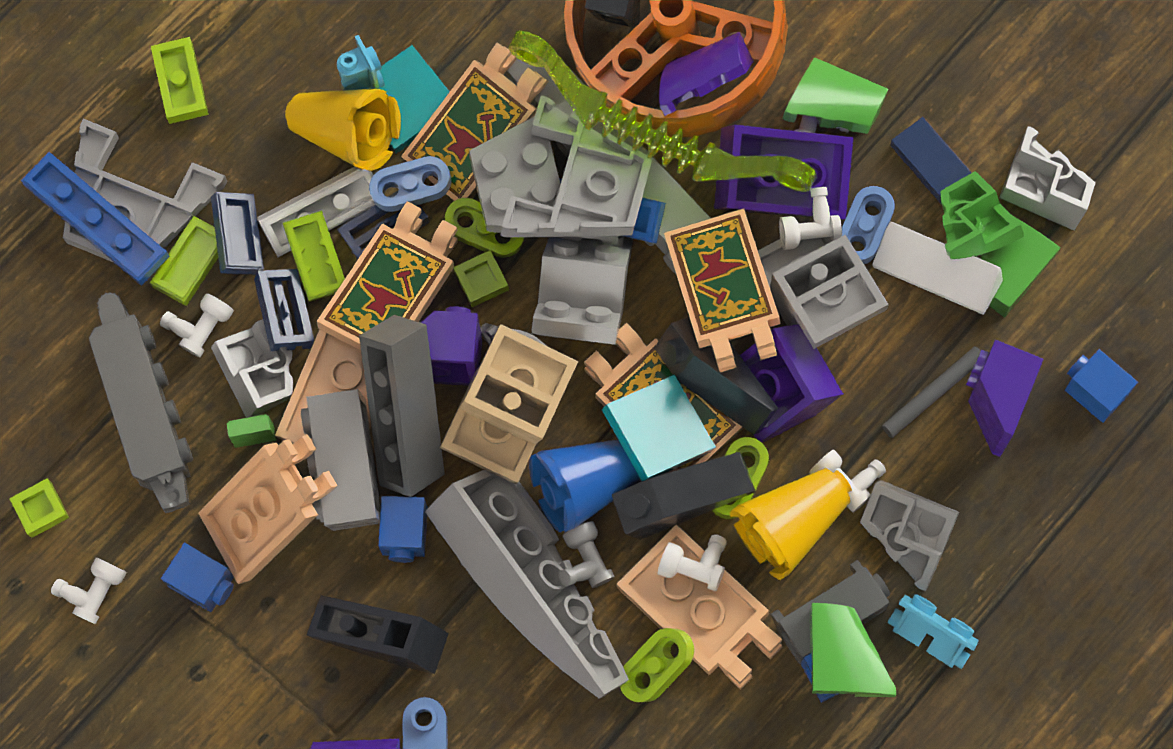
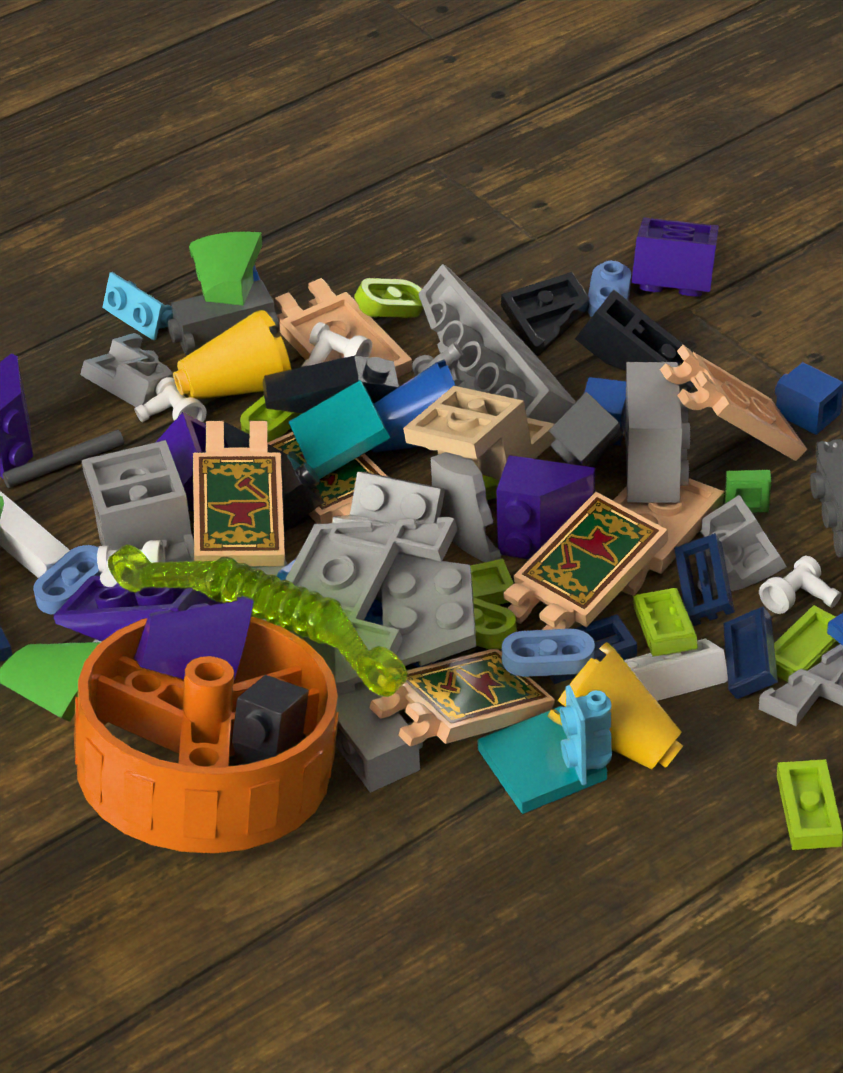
camera: 170 degrees left, 30 degrees down
(488, 688) = (545, 309): none -> black wing

